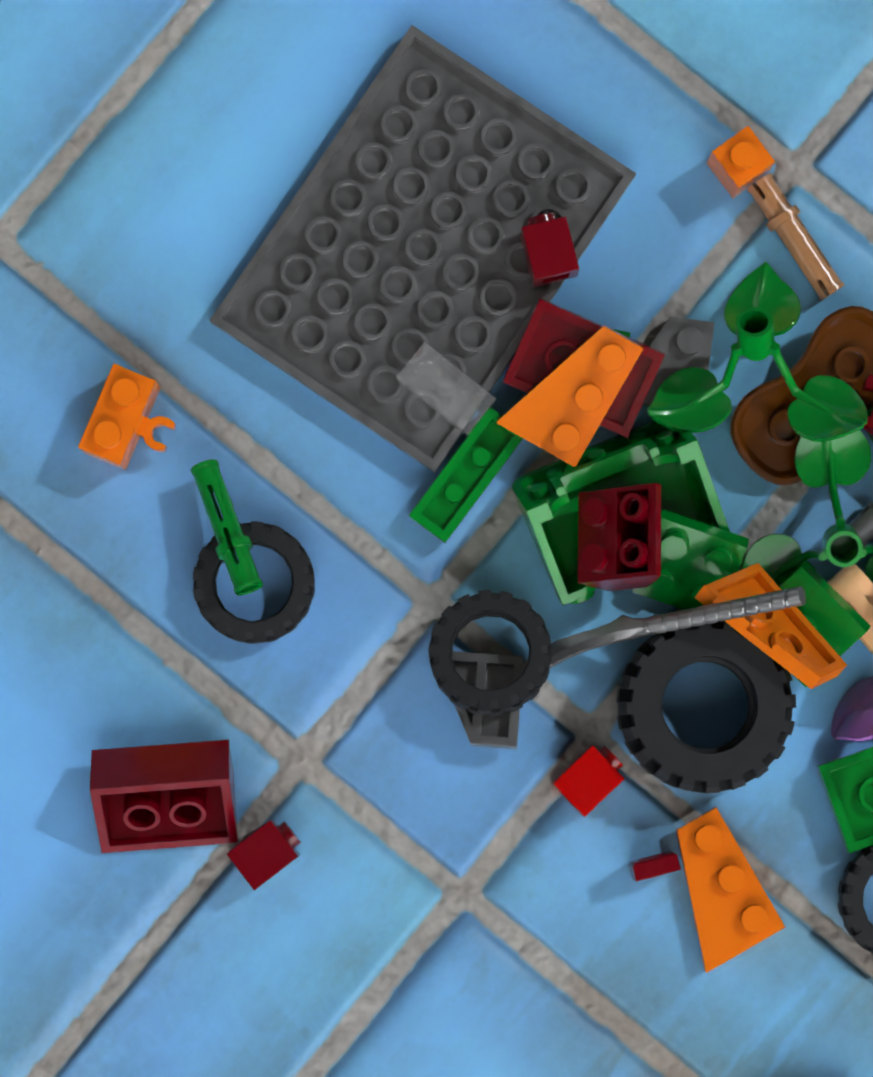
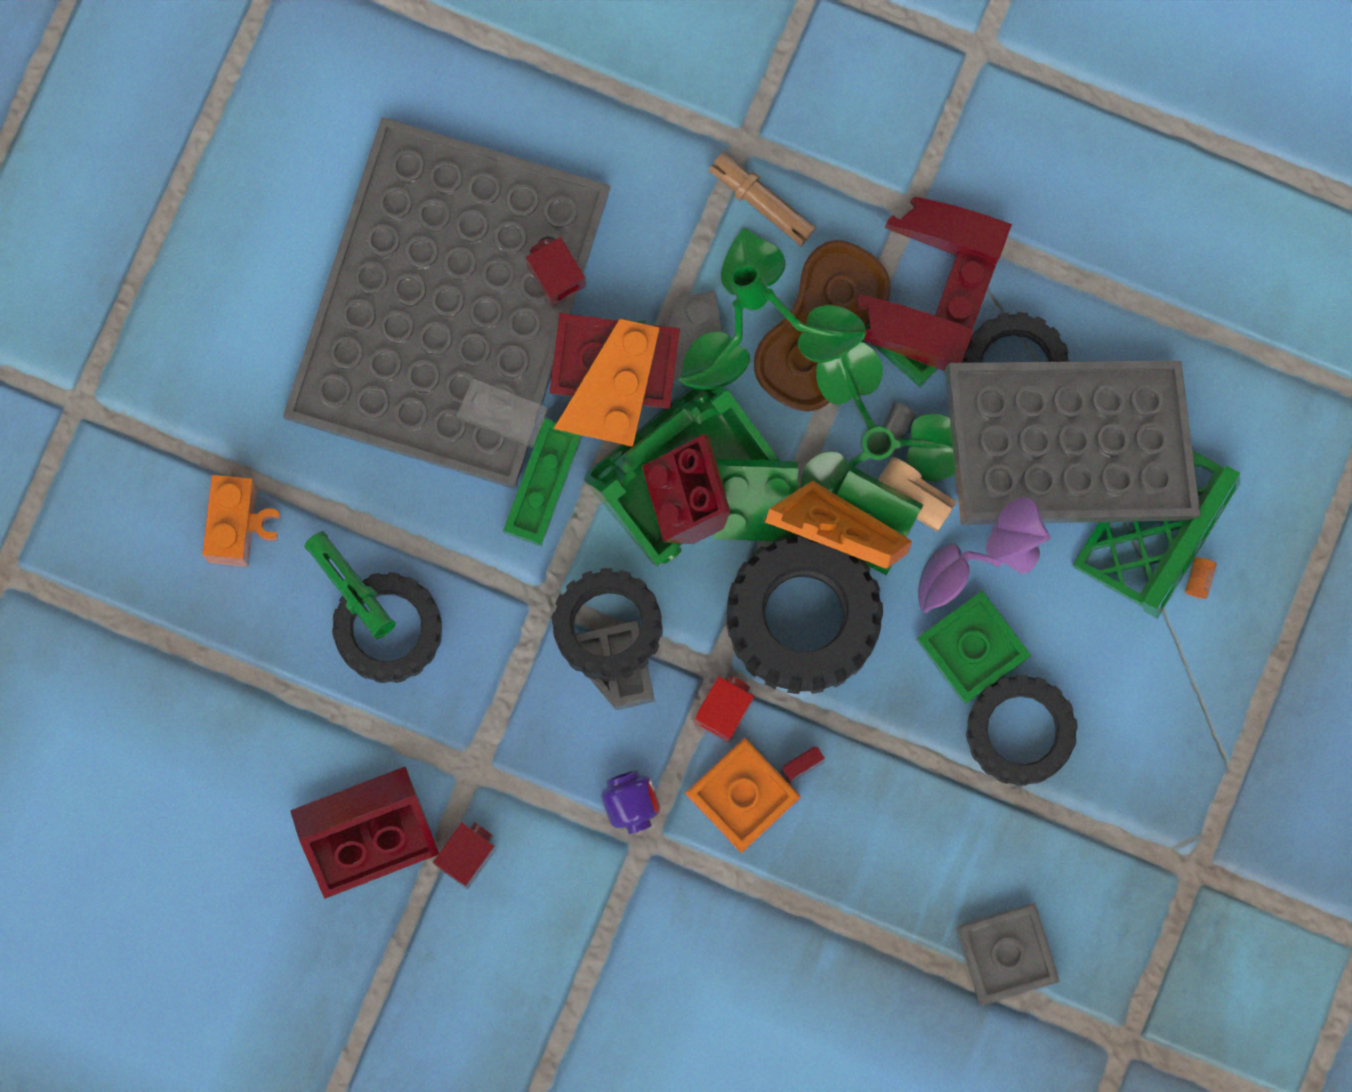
camera: 15 degrees left, 5 degrees down
(458, 849) = (630, 801): none -> dark purple head
(580, 879) = (743, 795): none -> orange plate
(629, 628) = (718, 567): flat silver piece -> none
(724, 892) = (870, 770): orange wing -> none
(740, 162) = (695, 149): orange brick -> none

